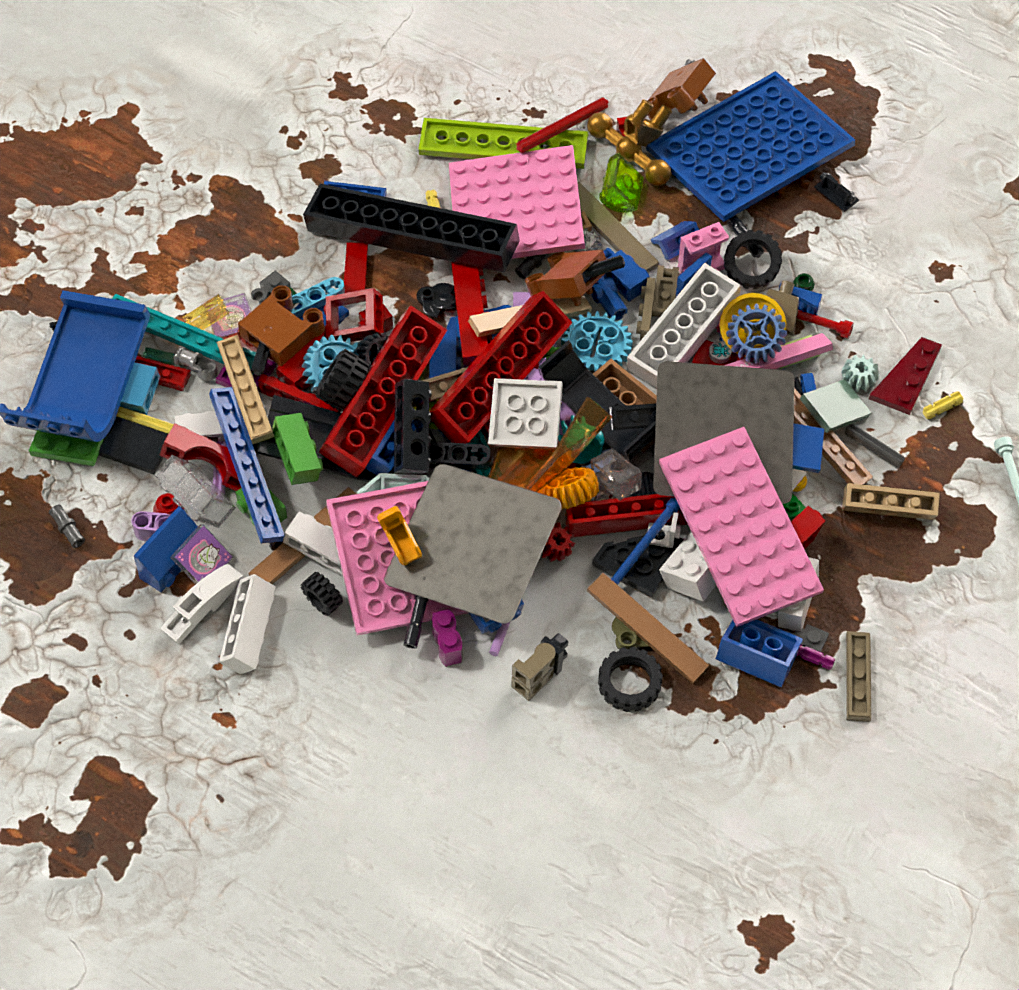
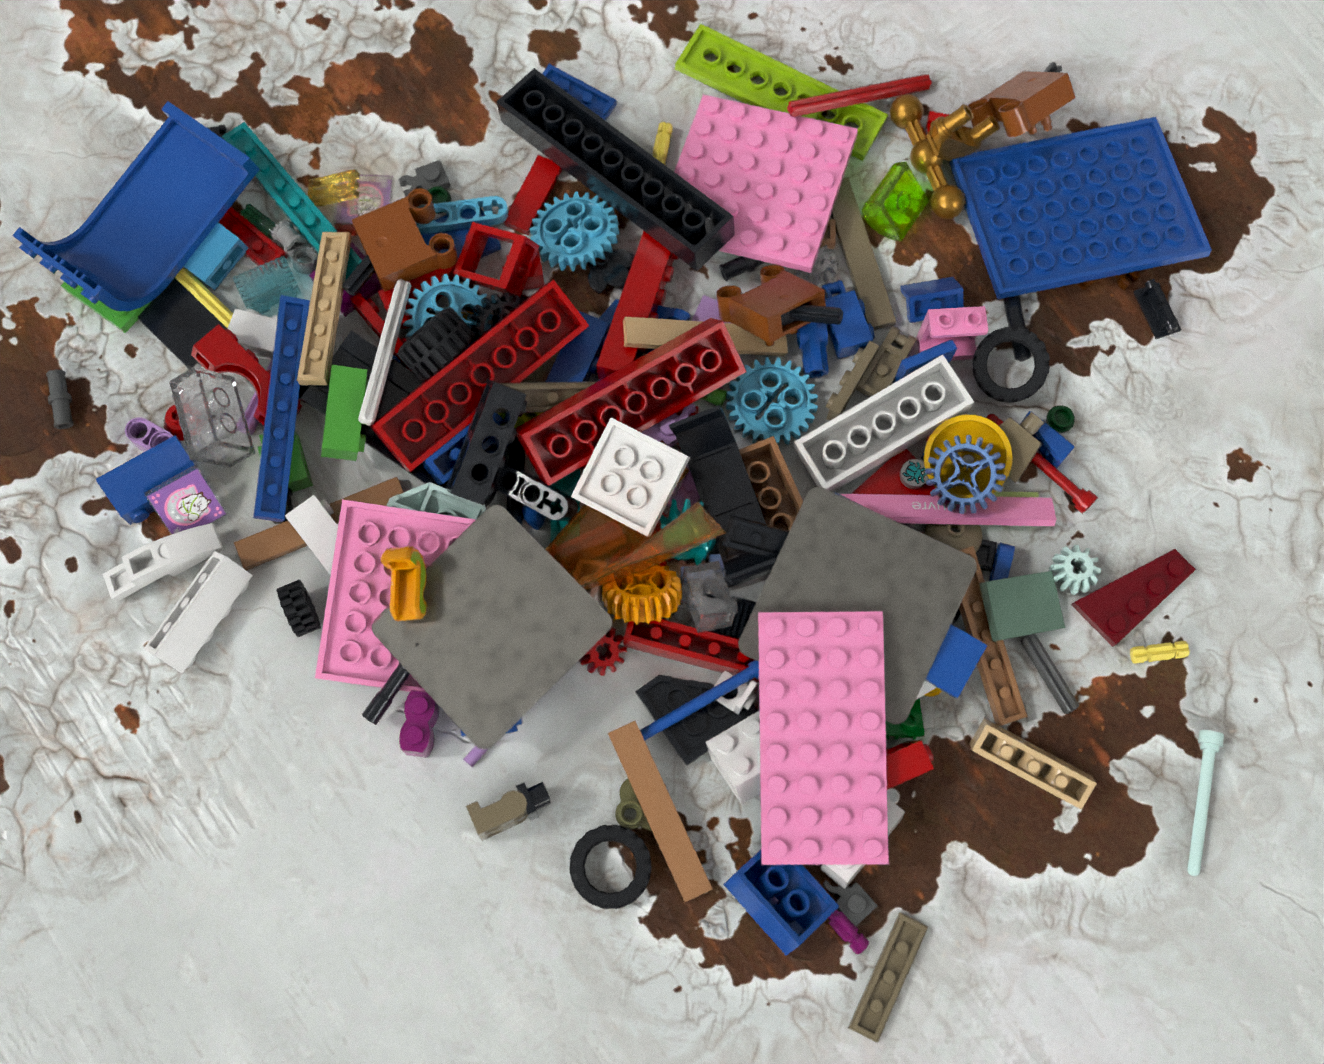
camera: 20 degrees right, 15 degrees up
(187, 394) = (265, 284): none -> clear light blue brick
(306, 399) = (384, 353): none -> white axle
(401, 280) = (575, 231): none -> medium azure gear

